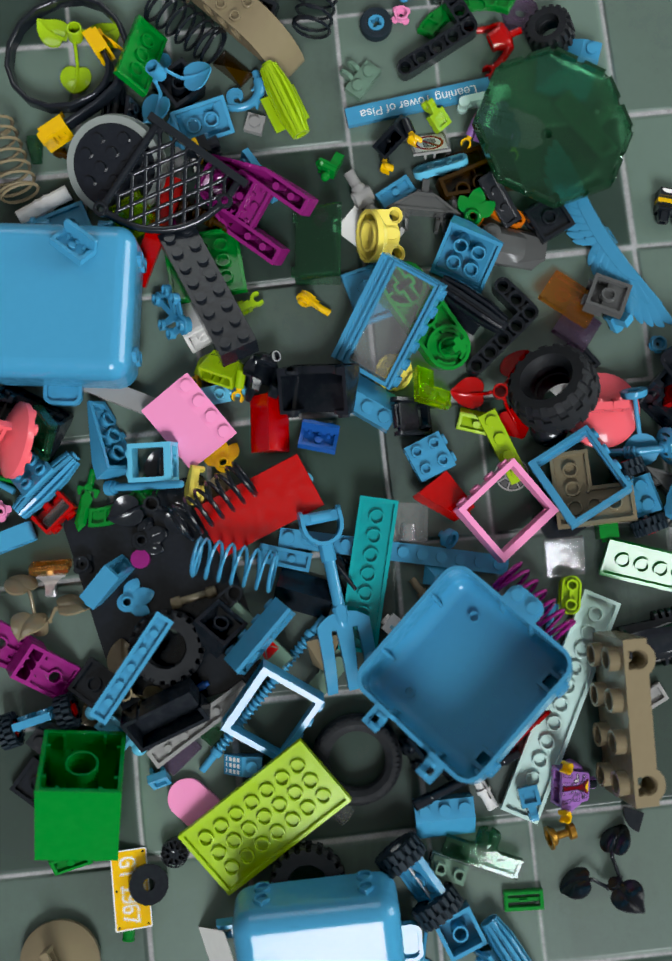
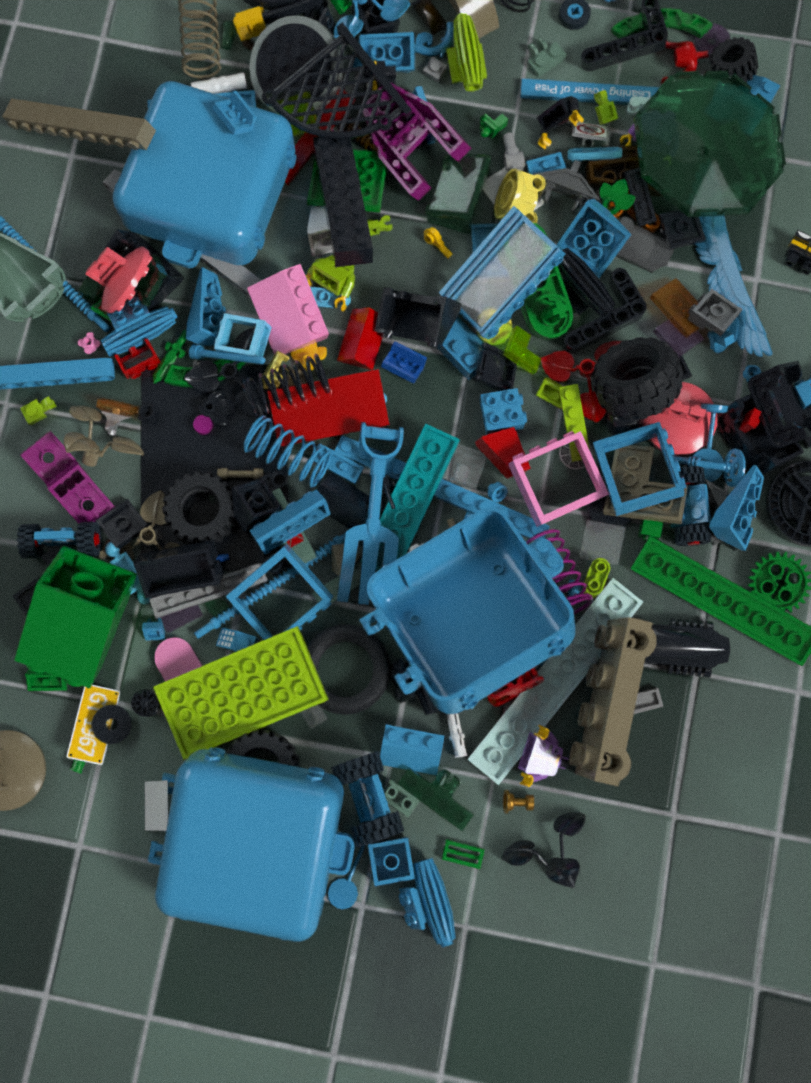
camera: 20 degrees right, 5 degrees down
(107, 581) = (165, 434): dark azure slope -> none
(131, 668) = (161, 512): dark azure plate -> none
(138, 597) = (188, 456): dark azure plate -> none
(183, 323) = (305, 201): dark azure plant -> none
(261, 370) = (369, 288): black piece -> none
(397, 10) = (600, 7): bright pink plate -> none
(429, 797) = (401, 722): black piece -> none
(529, 799) = (498, 755): dark azure plate -> none
(633, 818) = (593, 809): black tile -> none

